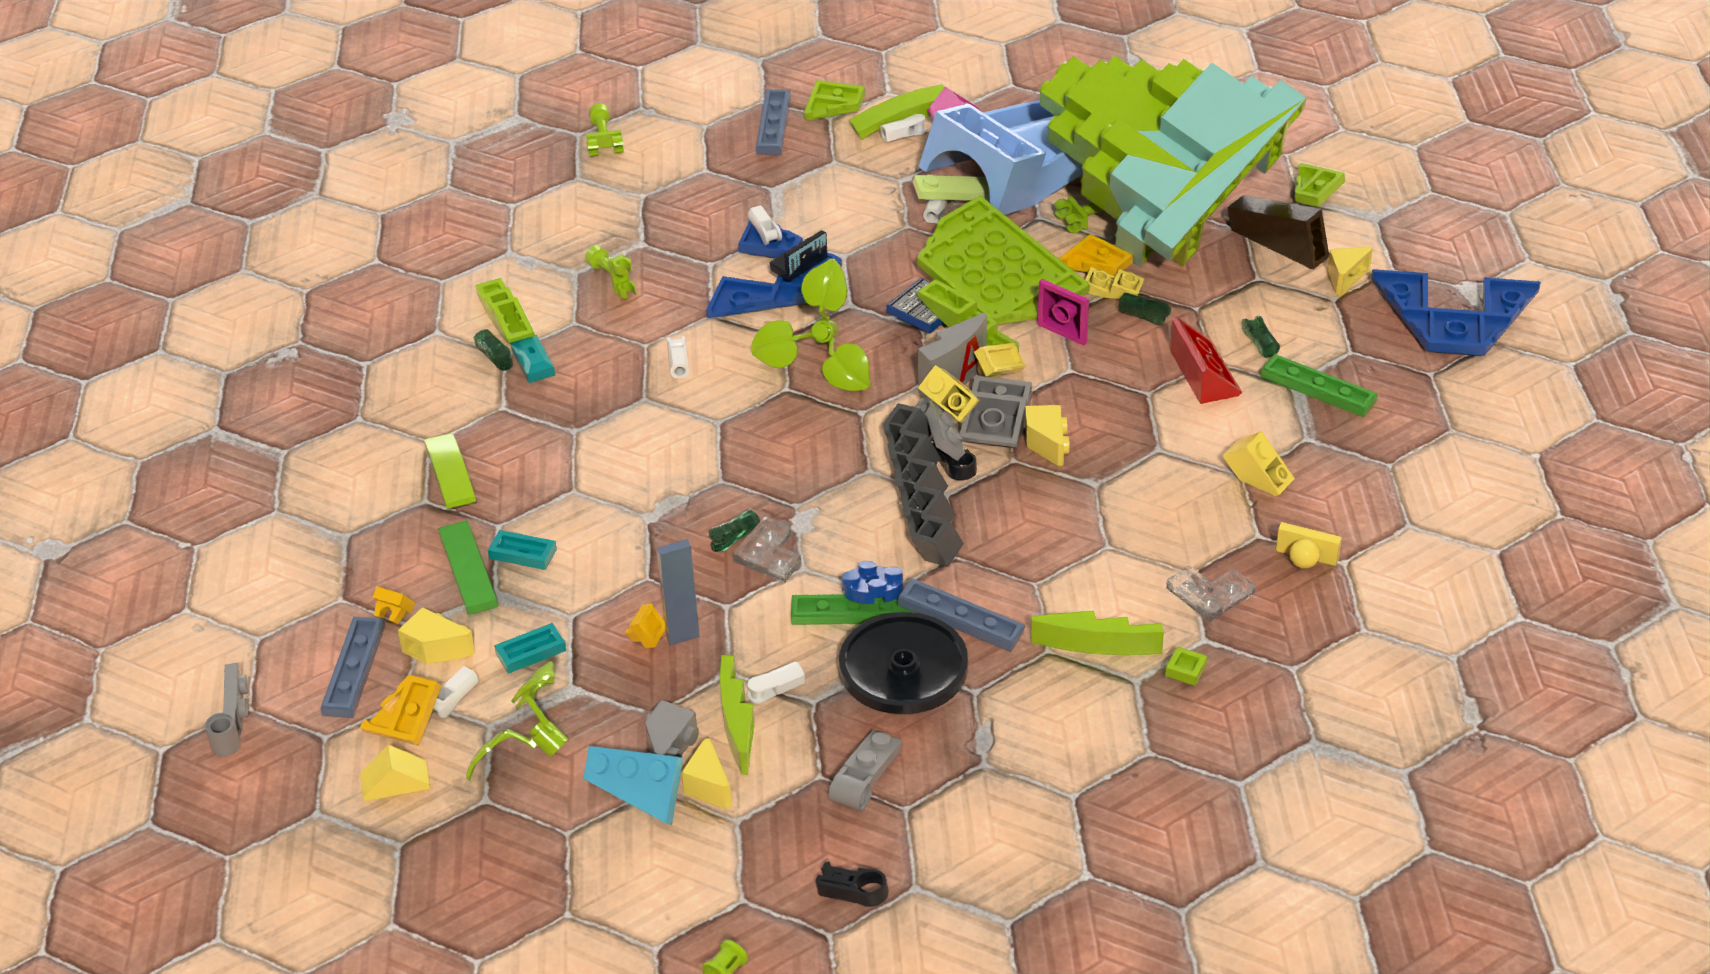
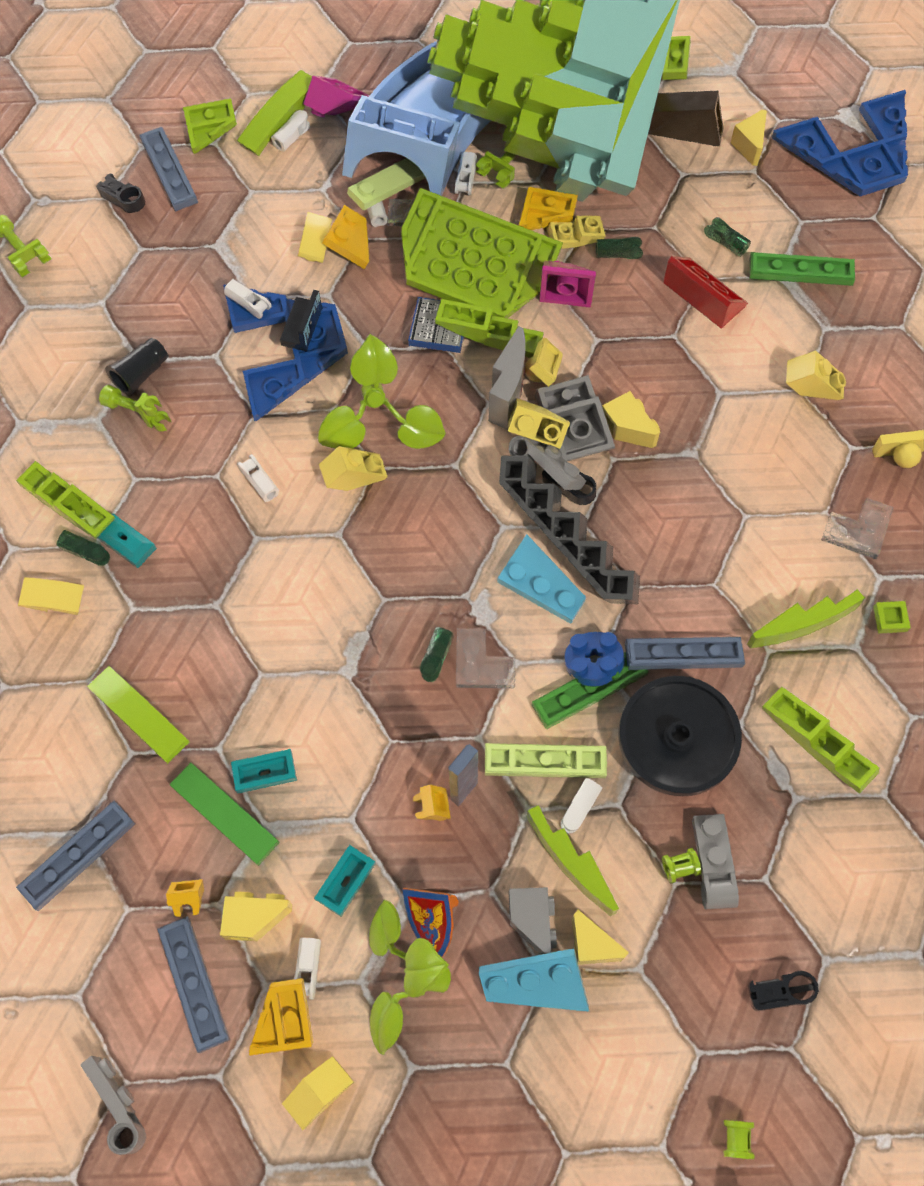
camera: 30 degrees left, 25 degrees up
(328, 546) = (75, 856): none -> sand blue tile
(444, 368) = (51, 595): none -> light yellow slope
(582, 698) = (431, 916): none -> shield
(636, 241) = (137, 366): none -> black plant
(717, 126) = (119, 194): none -> black piece
(763, 375) = (351, 469): none -> light yellow slope
(770, 639) = (545, 760): none -> yellowish green plate
(830, 757) = (681, 865): none -> lime bush
(861, 207) = (313, 235): none -> light yellow slope
(871, 518) = (541, 581): none -> medium azure wing
(893, 216) = (349, 237): none -> yellow wing
(1040, 209) = (466, 173): none -> white bar
(1040, 727) = (820, 740): none -> lime slope

